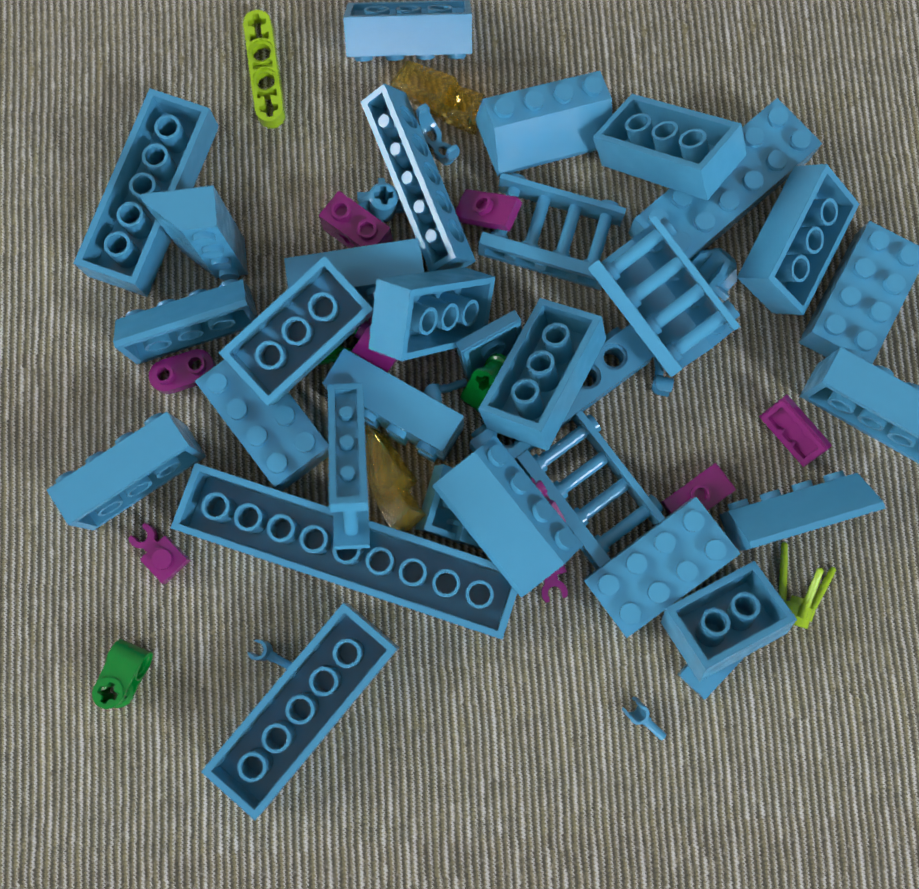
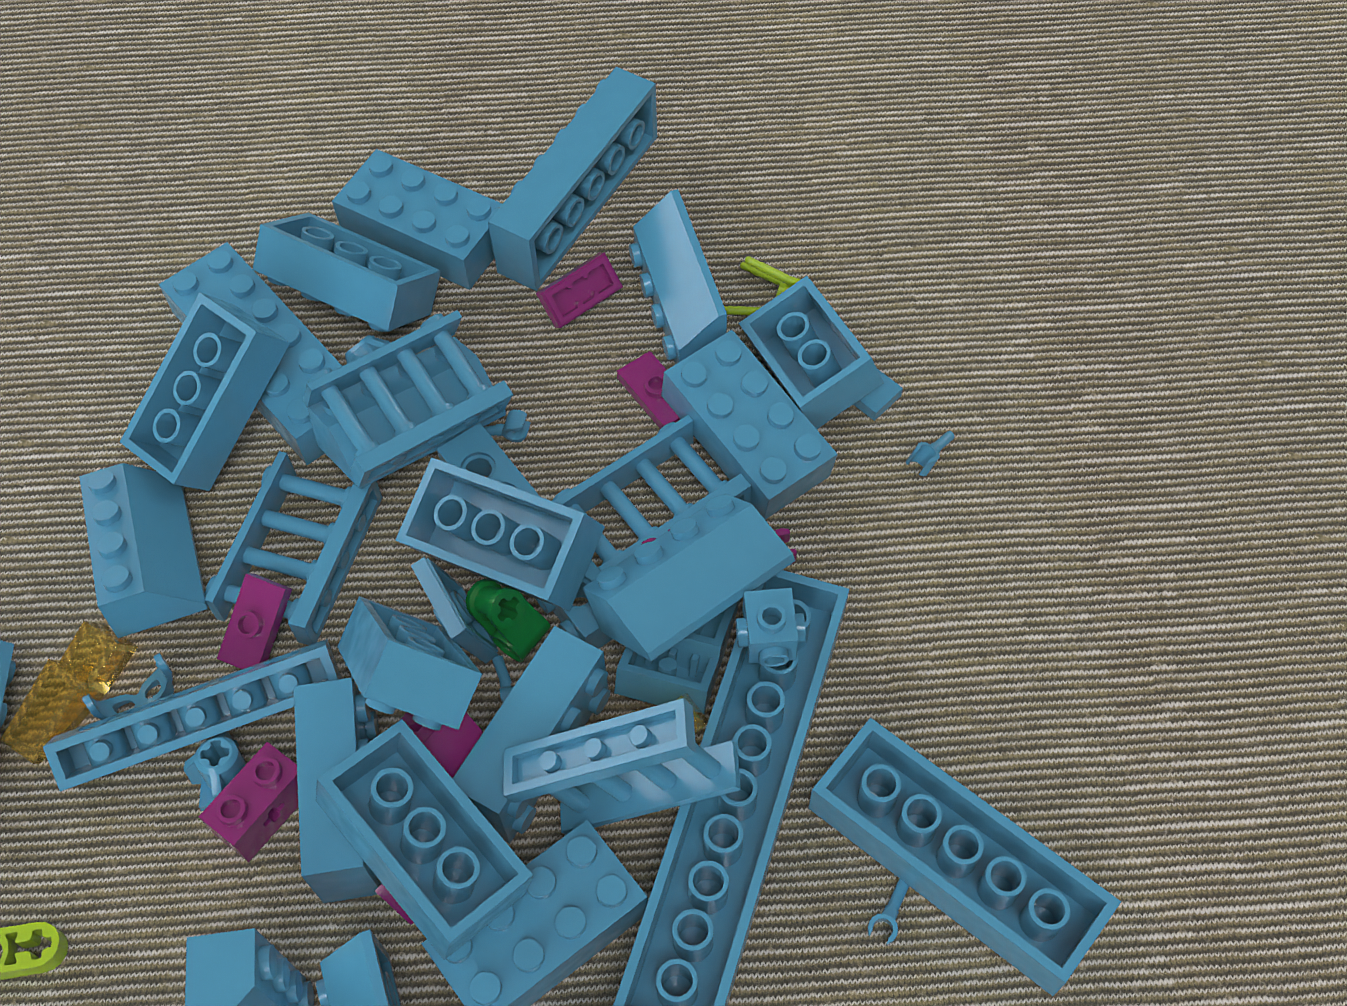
camera: 90 degrees left, 20 degrees down
(468, 564) = (770, 627): none -> dark azure brick

